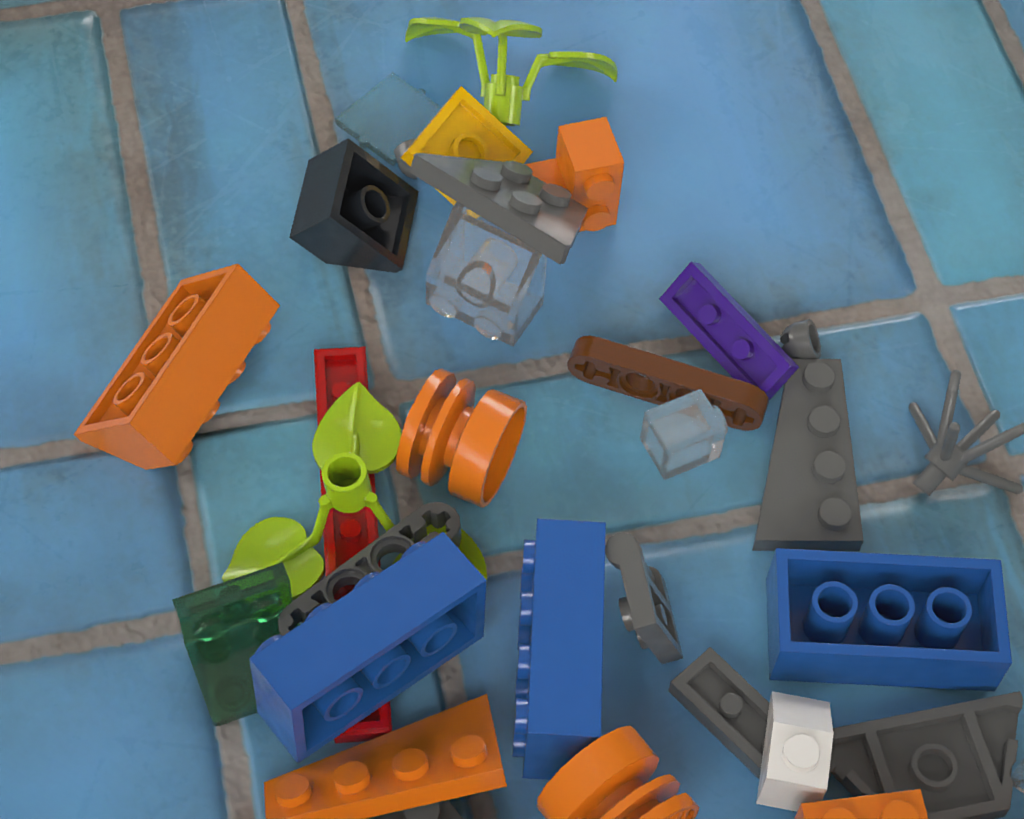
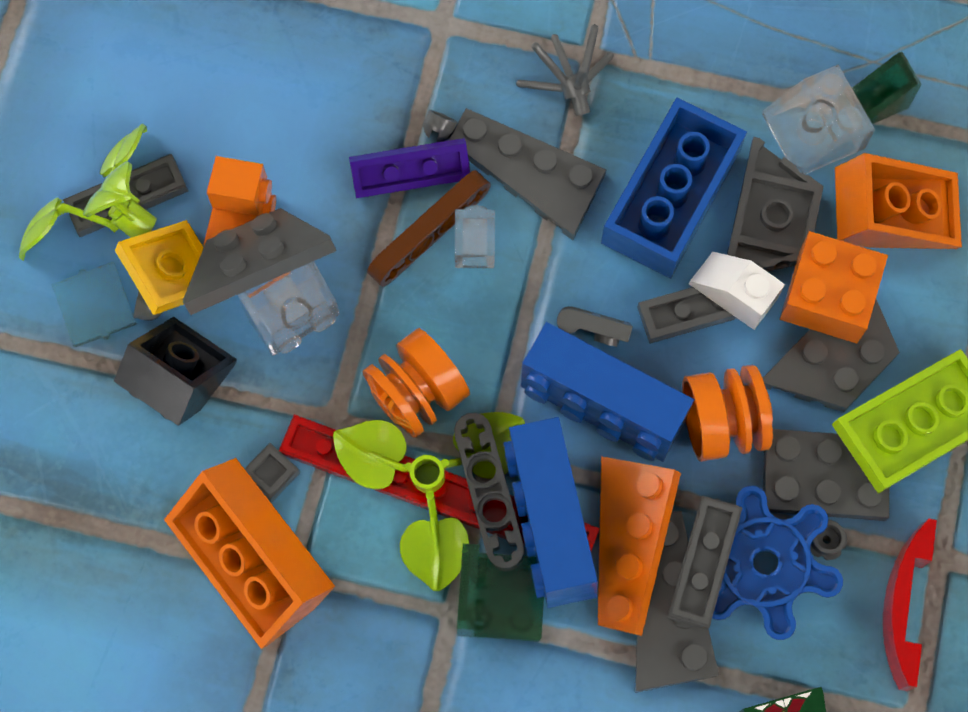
camera: 60 degrees left, 15 degrees up
(286, 356) = (272, 471): none -> dark grey tile
(549, 102) = (149, 183): none -> dark grey tile

